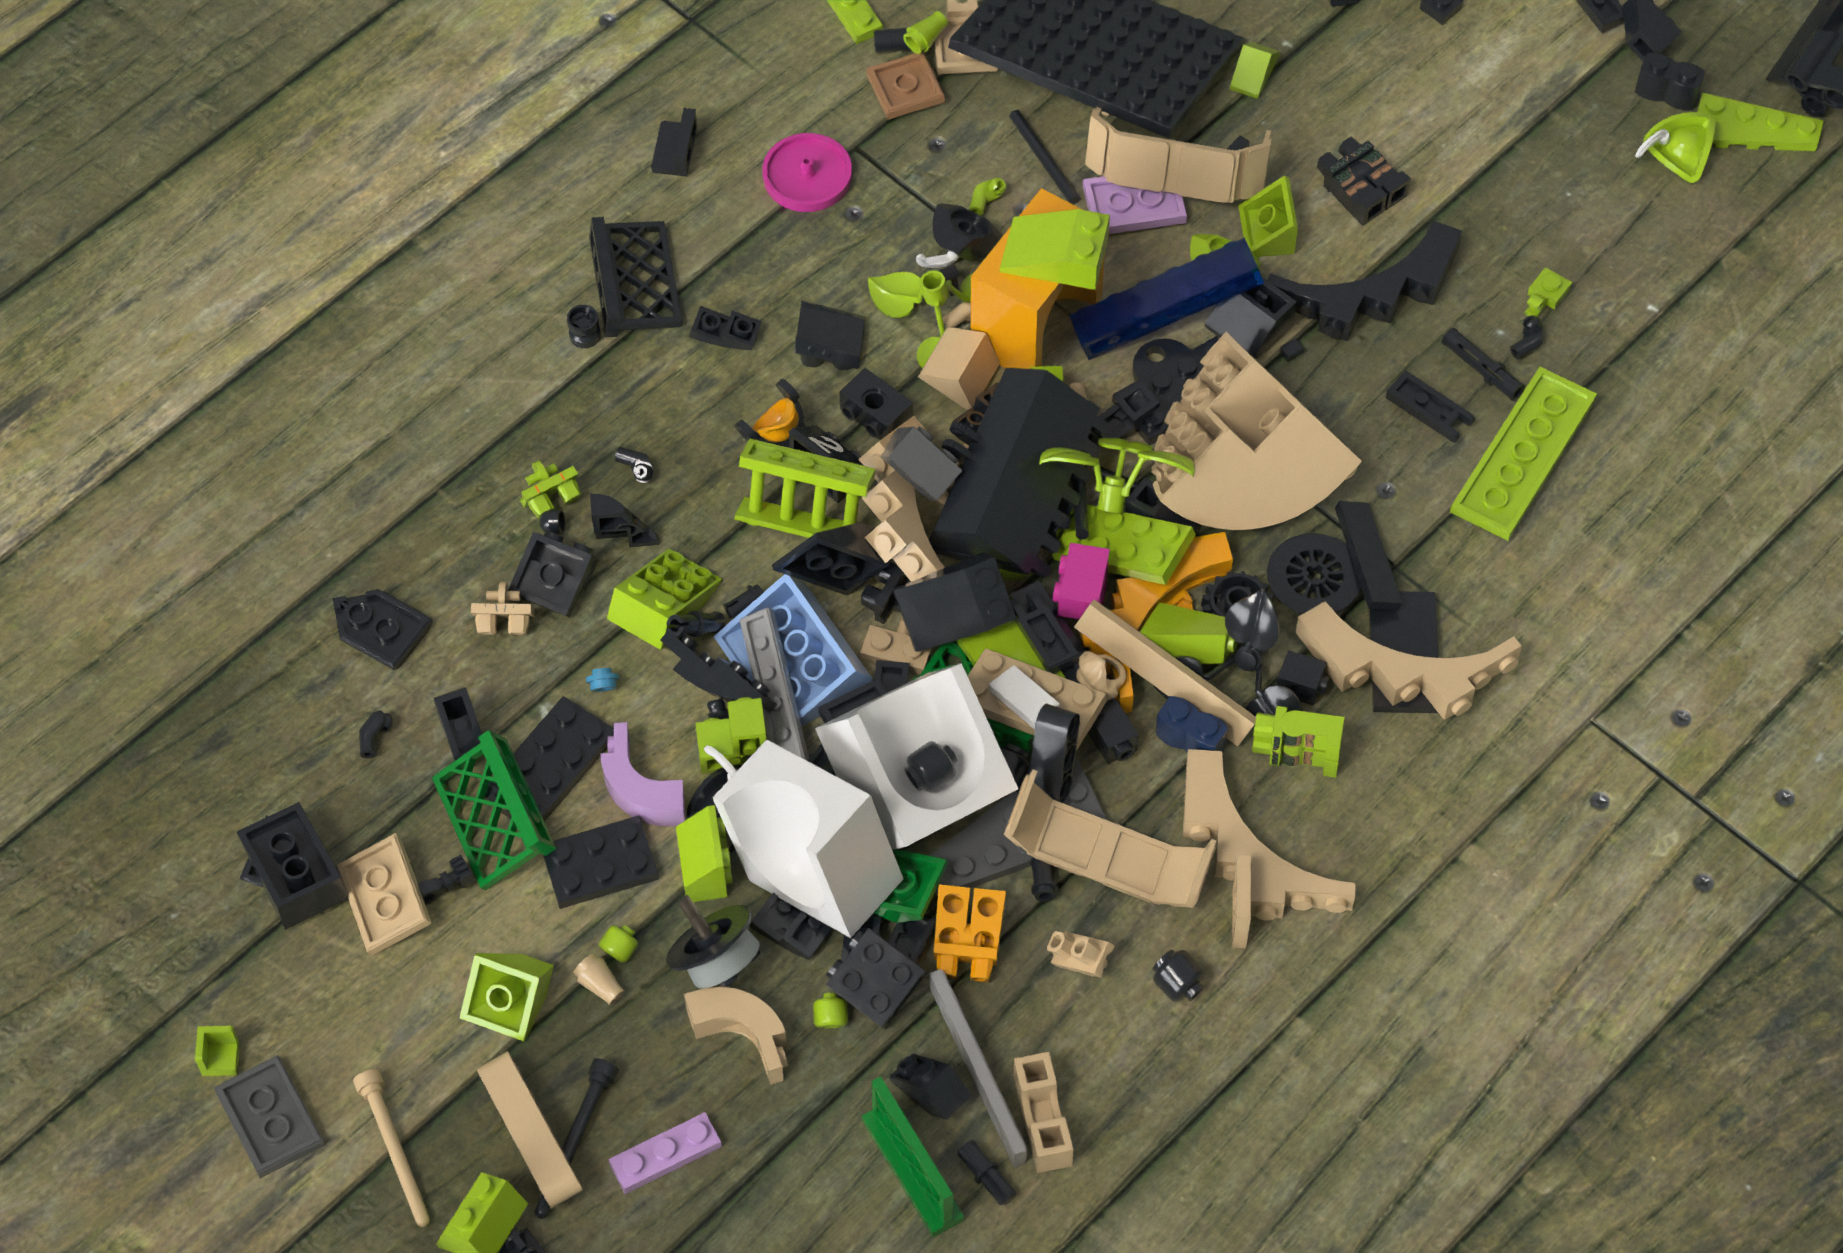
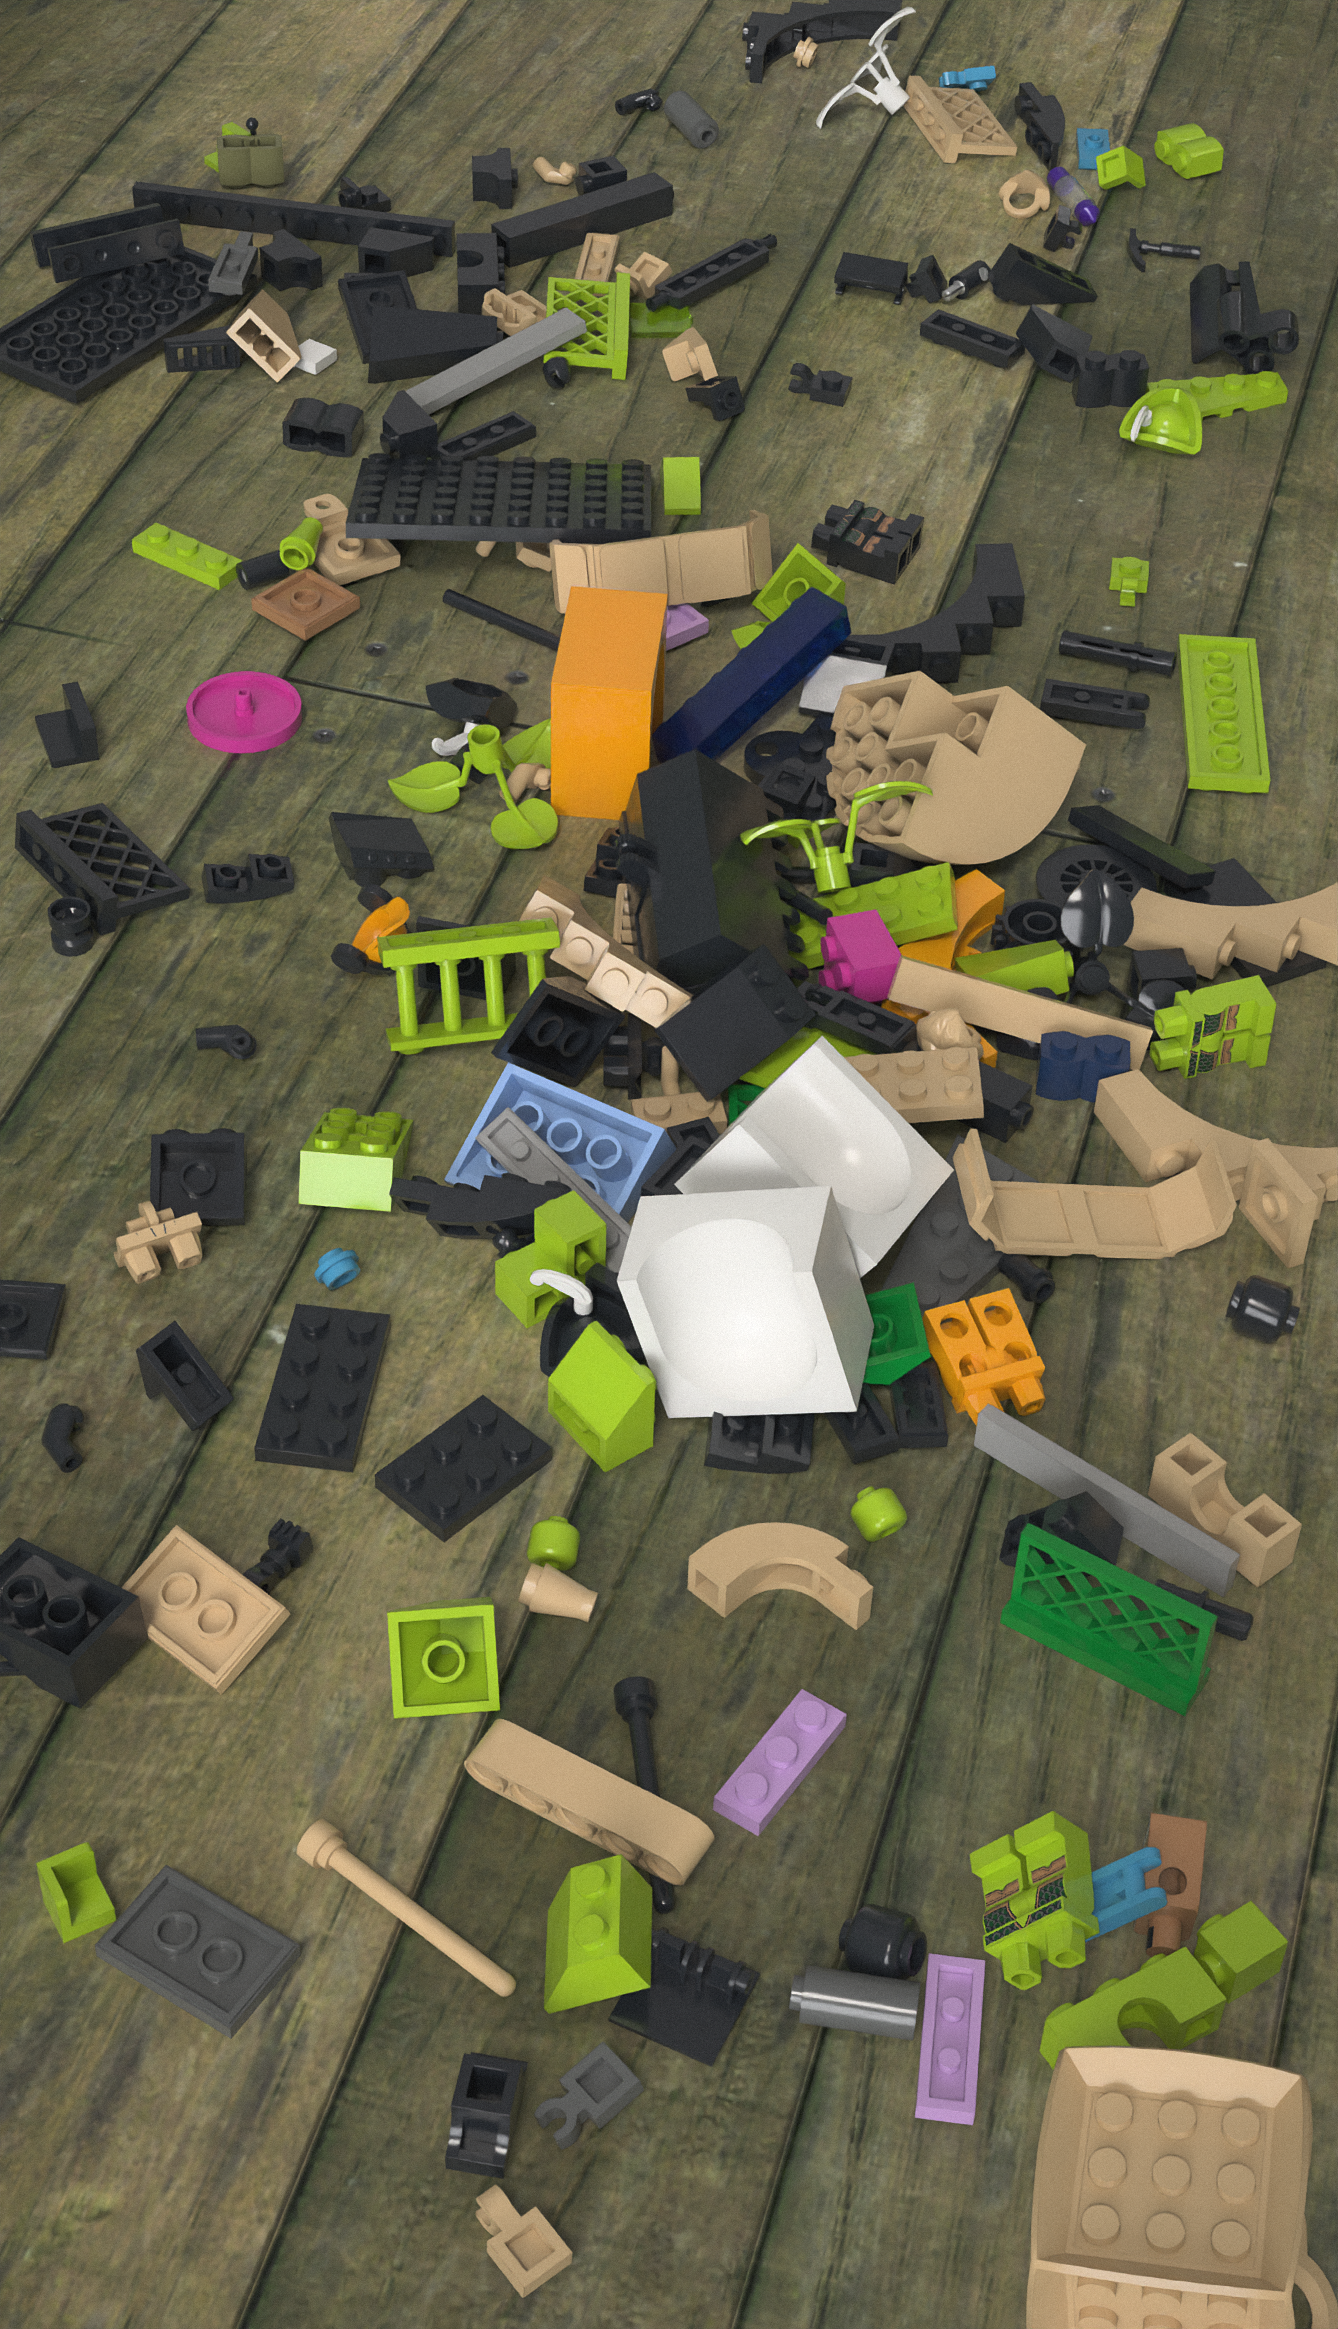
camera: 30 degrees left, 15 degrees down
(518, 800) = (303, 1415): green fence -> none
(537, 495) = (130, 1091): lime hips -> none
(553, 521) = (155, 1124): black hinge -> none
(614, 520) = (250, 1091): black slope -> none
(653, 800) = (460, 1370): lavender arch -> none
(695, 623) = (422, 1161): black pin -> none
(714, 945) = (693, 1484): piece -> none
(742, 601) = (459, 1129): black pin -> none
(870, 391) = (483, 889): black brick -> none
(875, 977) = (916, 1444): black brick -> none
(921, 462) = (602, 891): dark grey slope -> none
(931, 766) = (847, 1170): black head -> none
(961, 365) = (558, 819): tan slope -> none
(986, 192) = (470, 665): lime arm -> none
(1021, 694) = (899, 1077): white tile -> none
(1055, 750) = (963, 1107): black beam -> none
(1058, 247) = (638, 621): lime slope -> none
(1079, 953) = (1137, 1328): tan hips -> none
(1532, 337) = (1145, 617): black arm -> none

